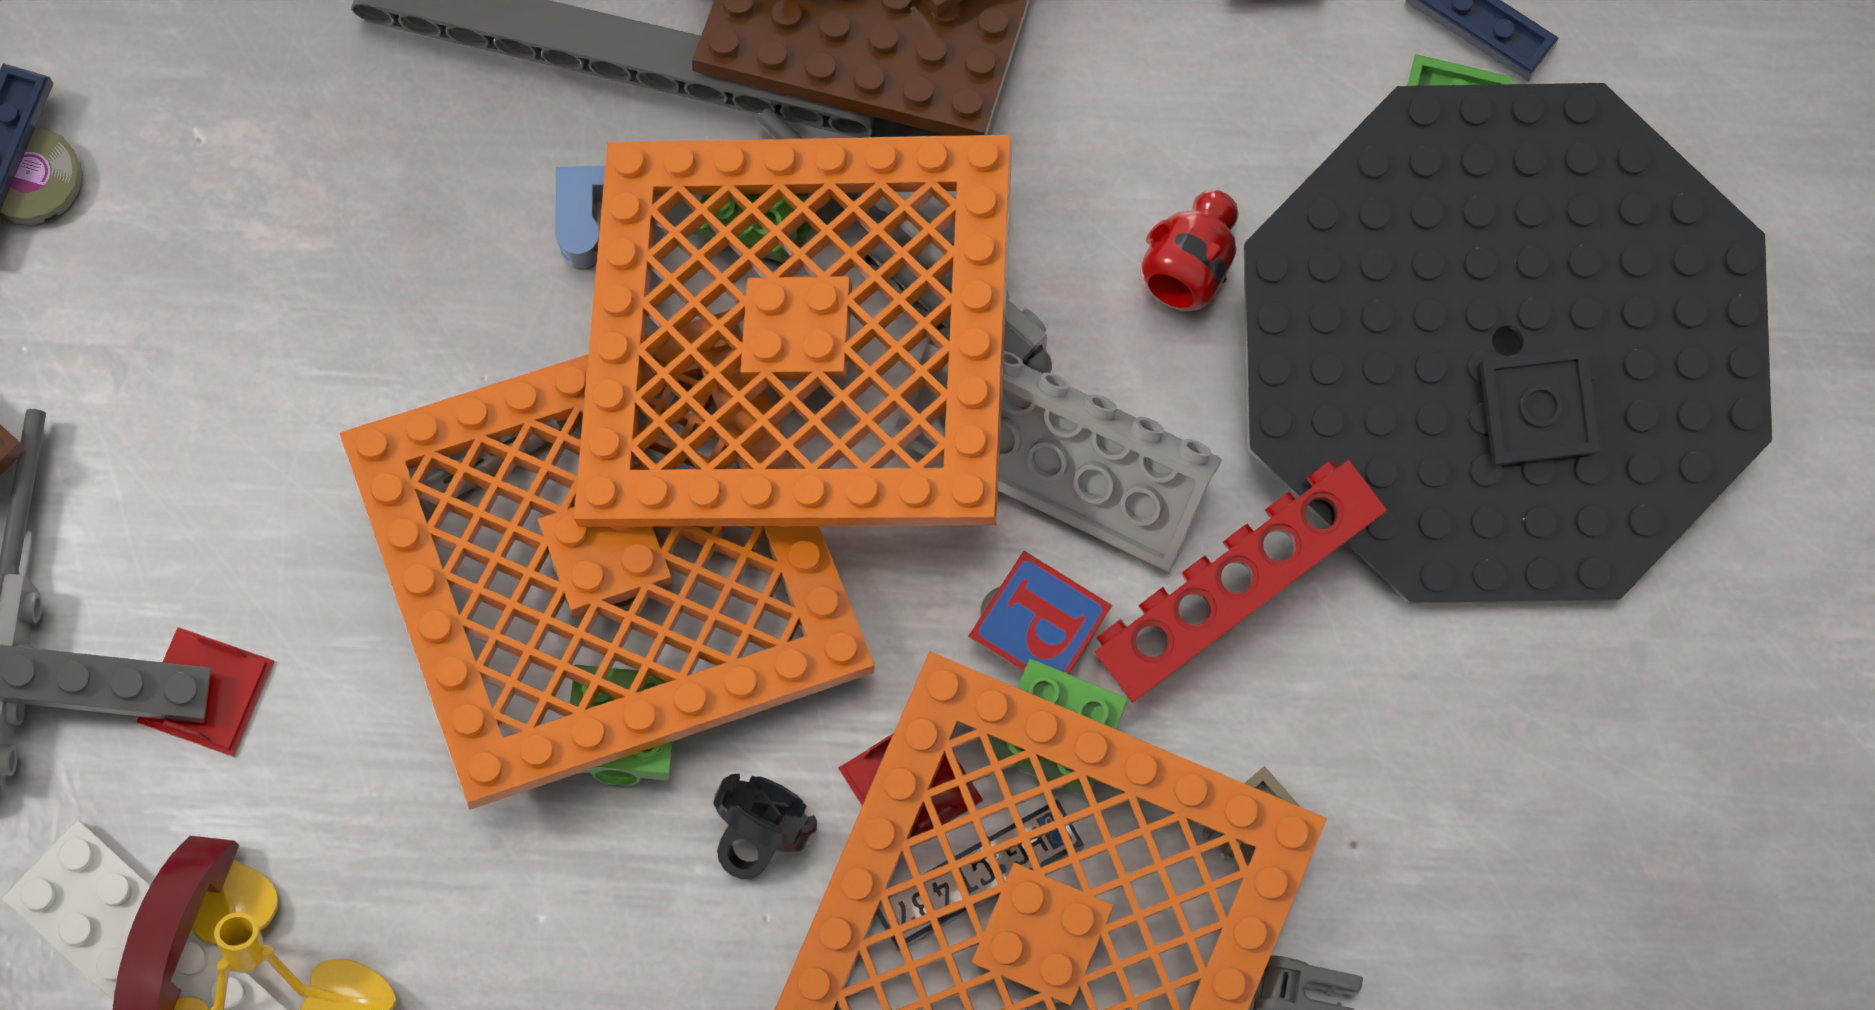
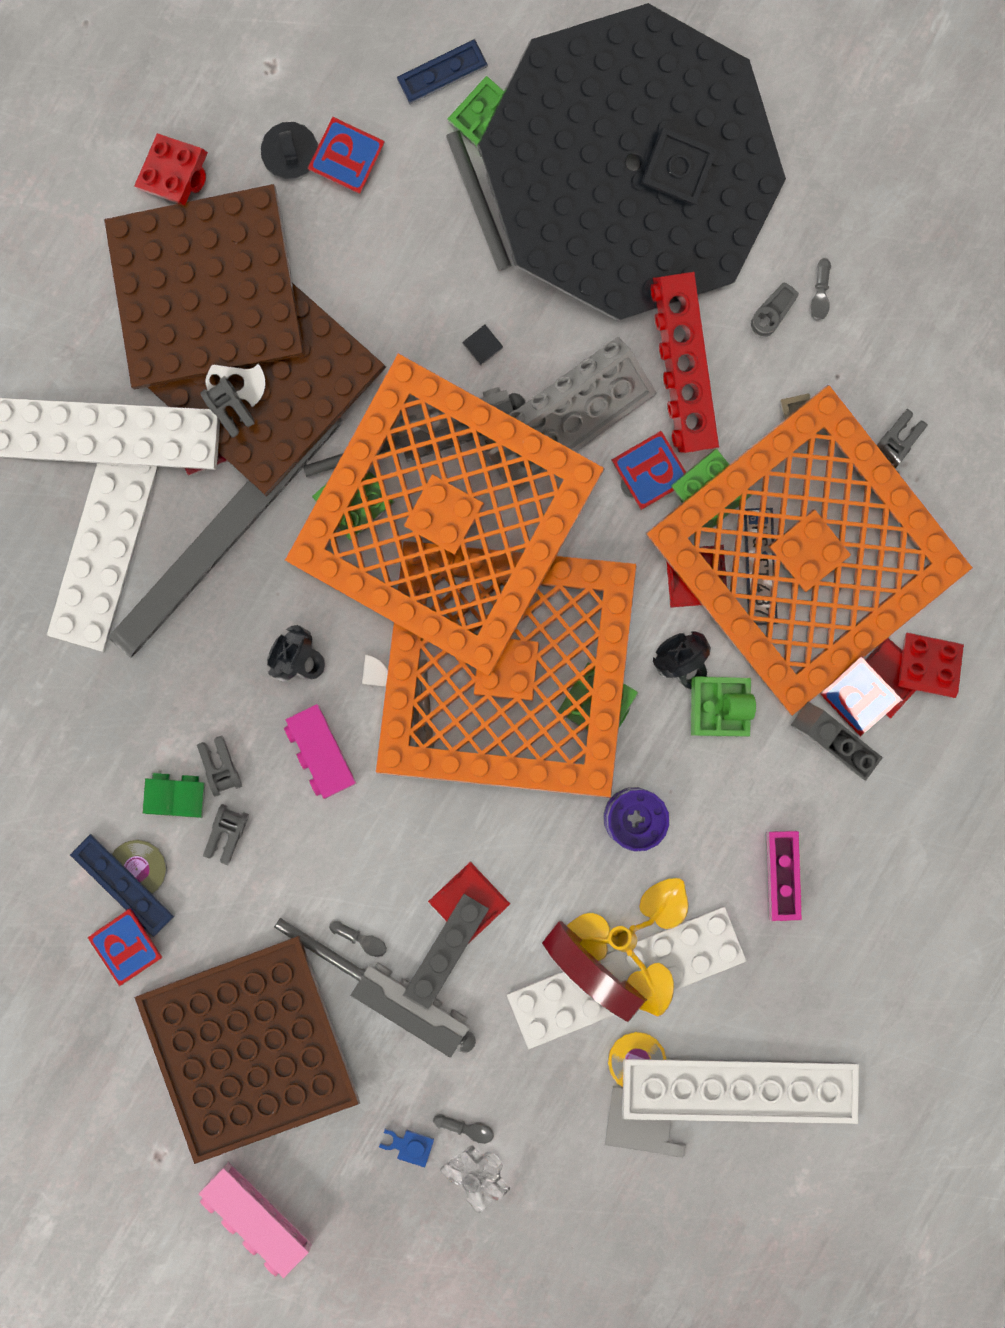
camera: 65 degrees left, 15 degrees up
(66, 572) = (371, 945): none -> dark grey piece
(158, 268) = (233, 830): none -> dark grey piece
(165, 170) = (173, 797): none -> green brick
(233, 223) = (225, 771): none -> dark grey piece
(337, 345) = (319, 752): none -> dark pink brick
(430, 861) = (645, 833): none -> dark purple wheel
(467, 228) = (291, 652): none -> black tile
(504, 362) = (374, 672): none -> white tile
(576, 213) = (320, 599): medium blue leg -> none
(713, 923) = (721, 706): none -> bright green plate
(1099, 278) = (482, 345): none -> black tile
(1191, 252) = (497, 291): red piece -> none
(1345, 127) = (478, 200): none -> dark grey piece
(1406, 685) = (775, 308): none -> dark grey piece
(1456, 754) = (820, 304): none -> dark grey piece

